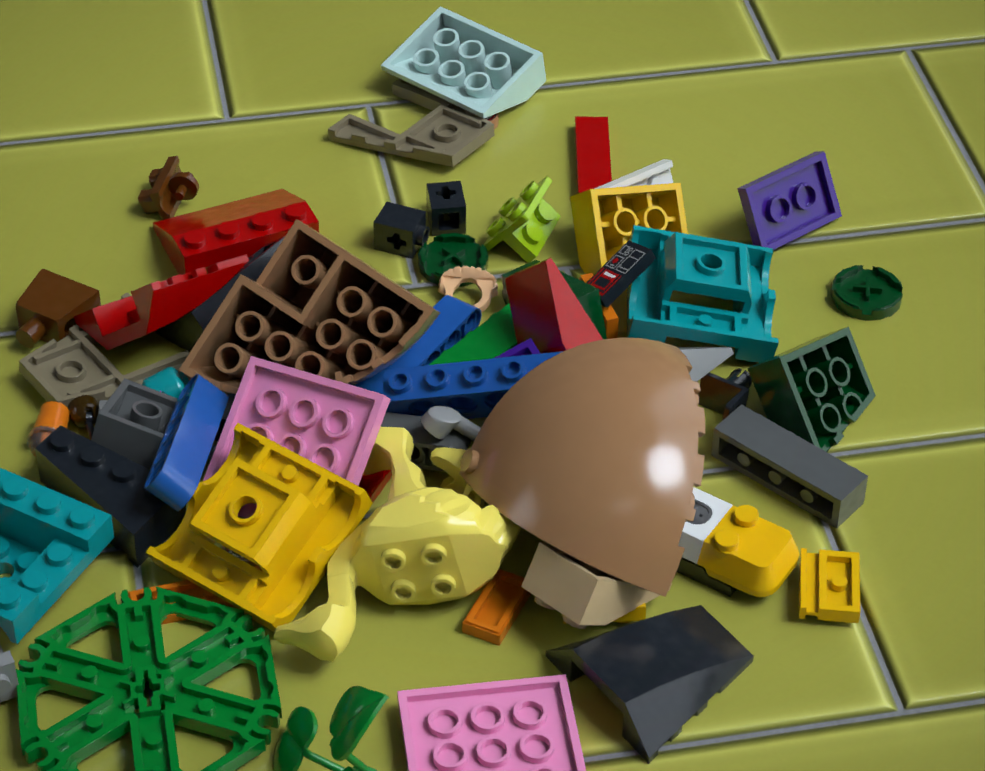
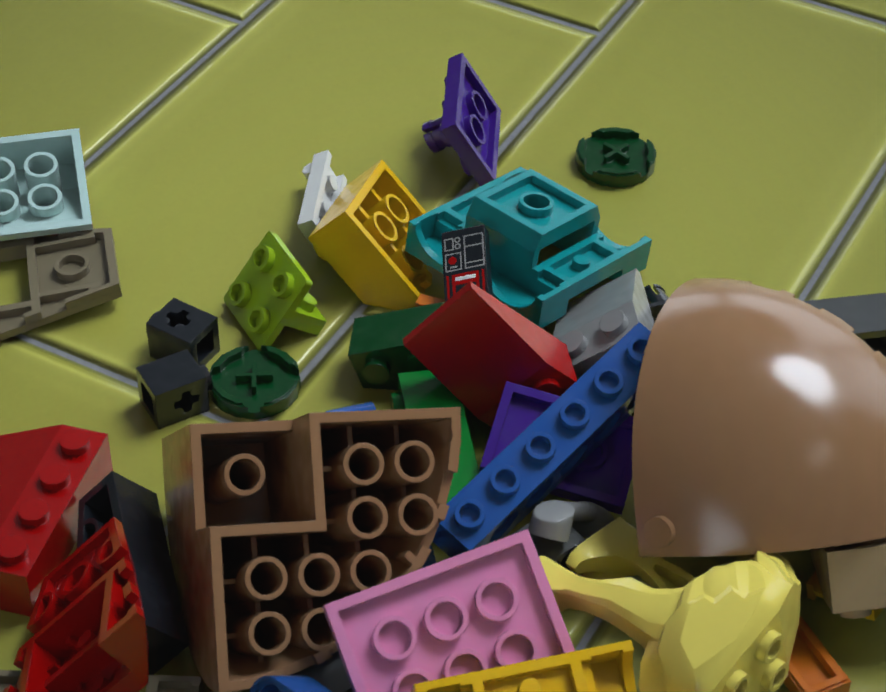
camera: 50 degrees left, 0 degrees up
(483, 279) = (314, 375): light nougat piece -> none
(592, 152) = (232, 201): red tile -> none
(815, 388) = (714, 243): dark green wedge -> none

